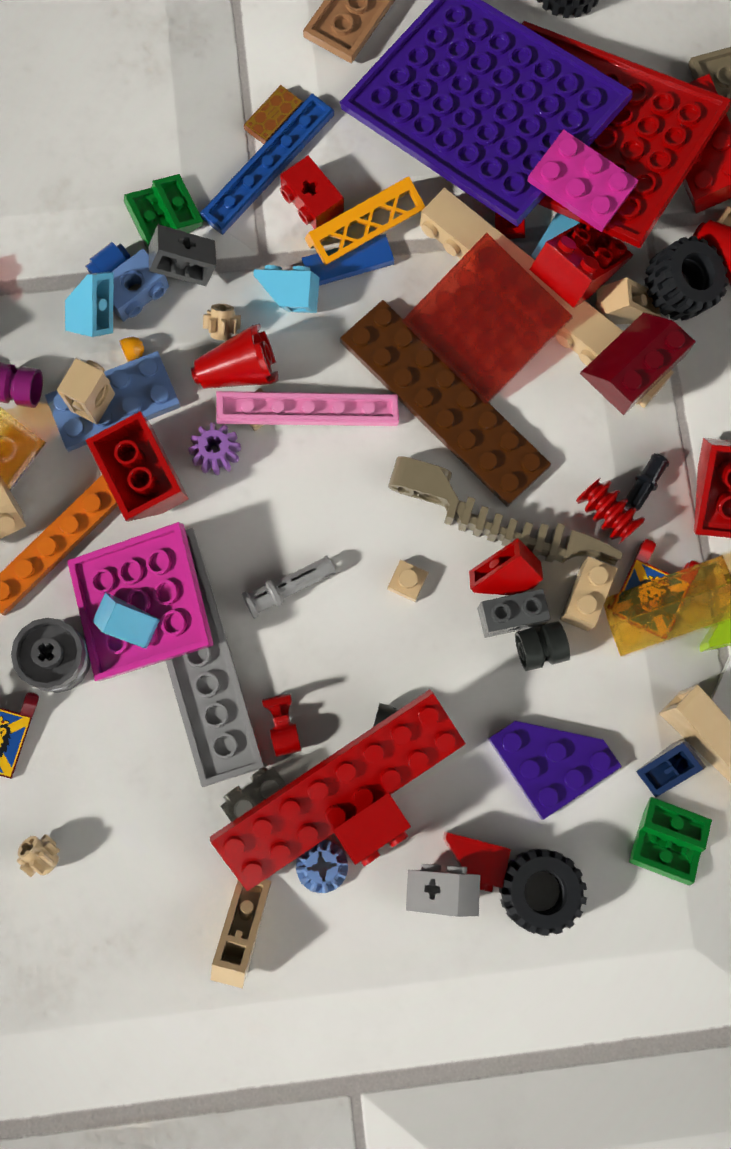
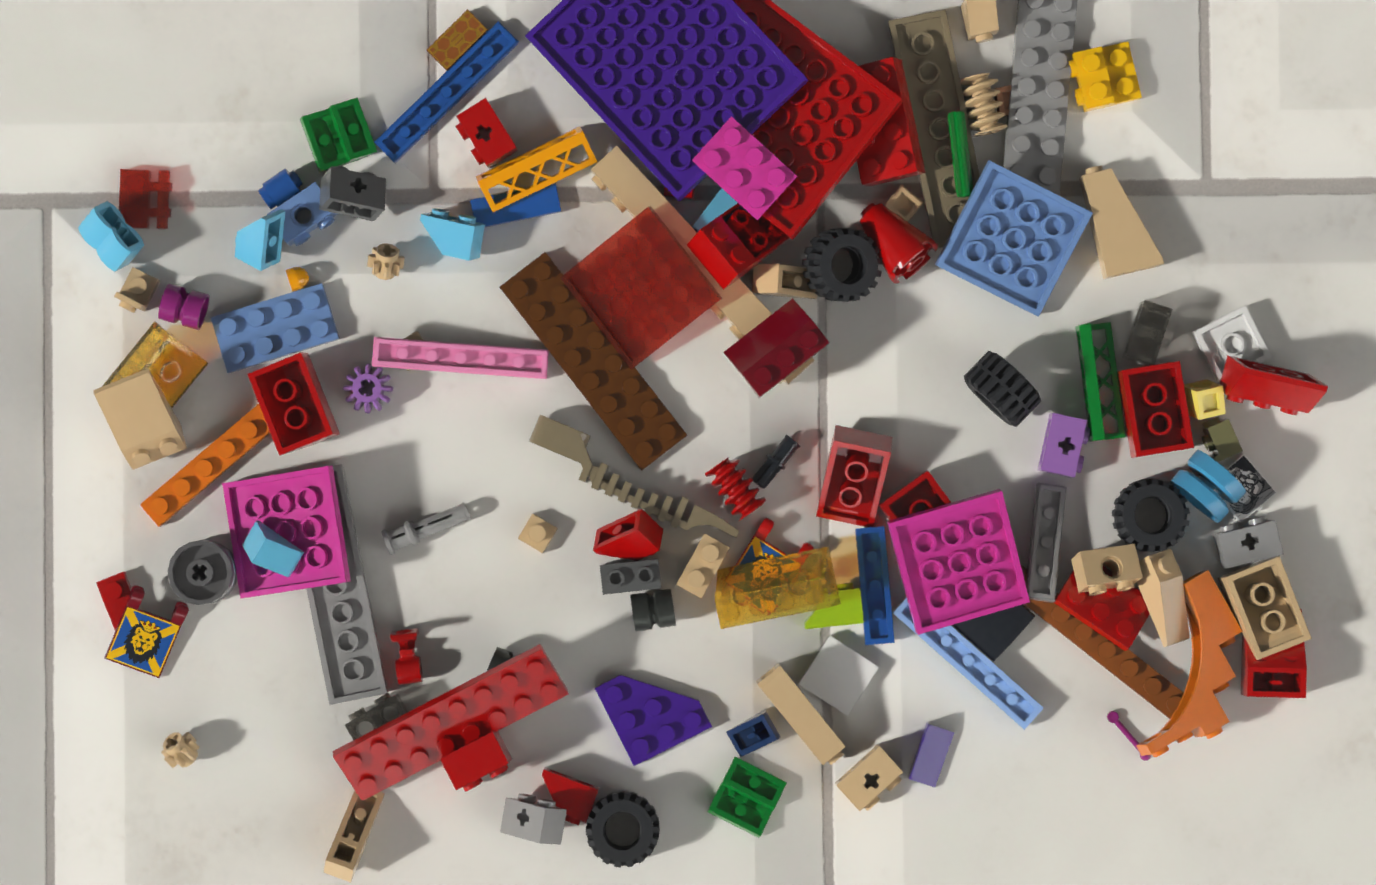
camera: 15 degrees right, 10 degrees up
(86, 390) = (252, 328): tan brick -> none
(237, 362) = (398, 305): red cone -> none
(334, 875) = (422, 796): medium blue gear -> none

